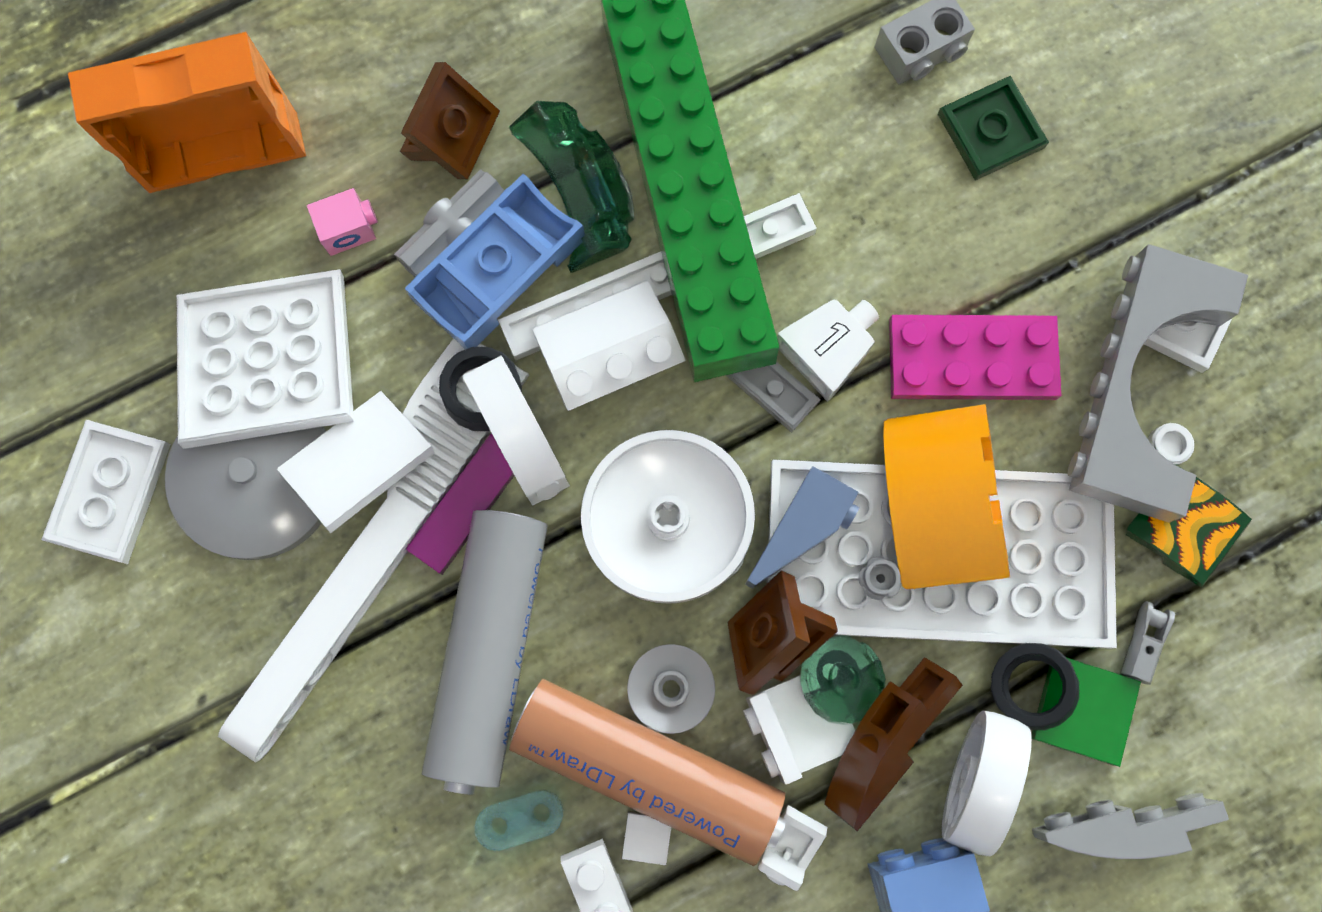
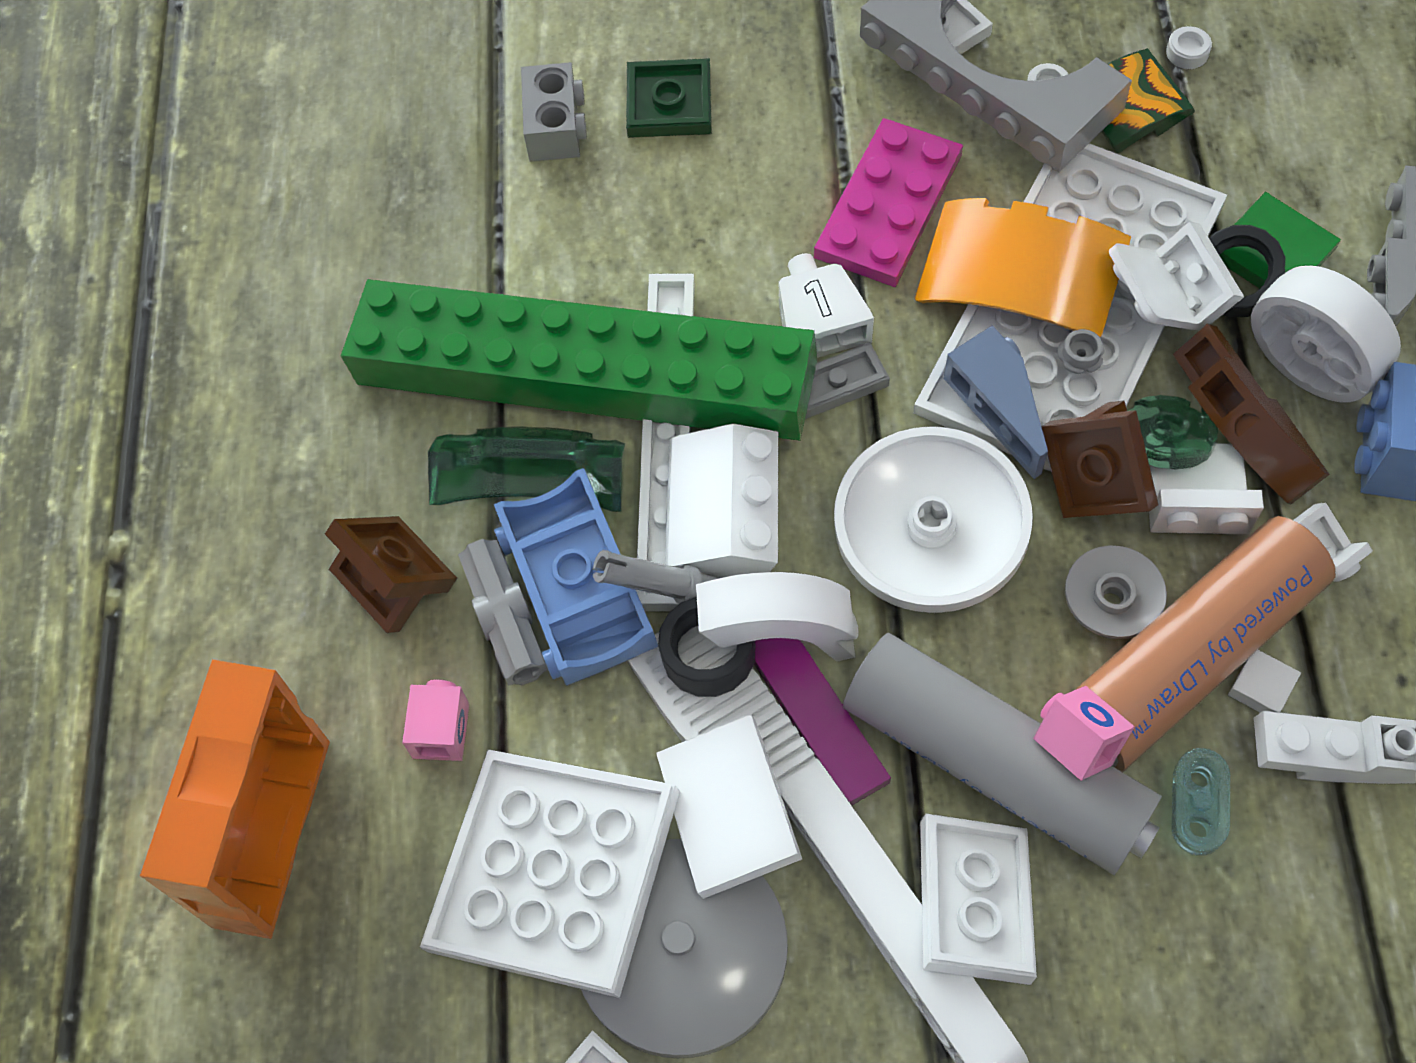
camera: 60 degrees left, 15 degrees down
(363, 675) = (976, 900): none -> white tile
(503, 704) = (1082, 732): none -> bright pink brick
(521, 348) = (649, 576): none -> light grey pin
(983, 631) = (1178, 283): none -> white bracket
(1145, 650) = (1229, 173): light grey bar -> none
(1278, 557) = (1189, 47): none -> white tile

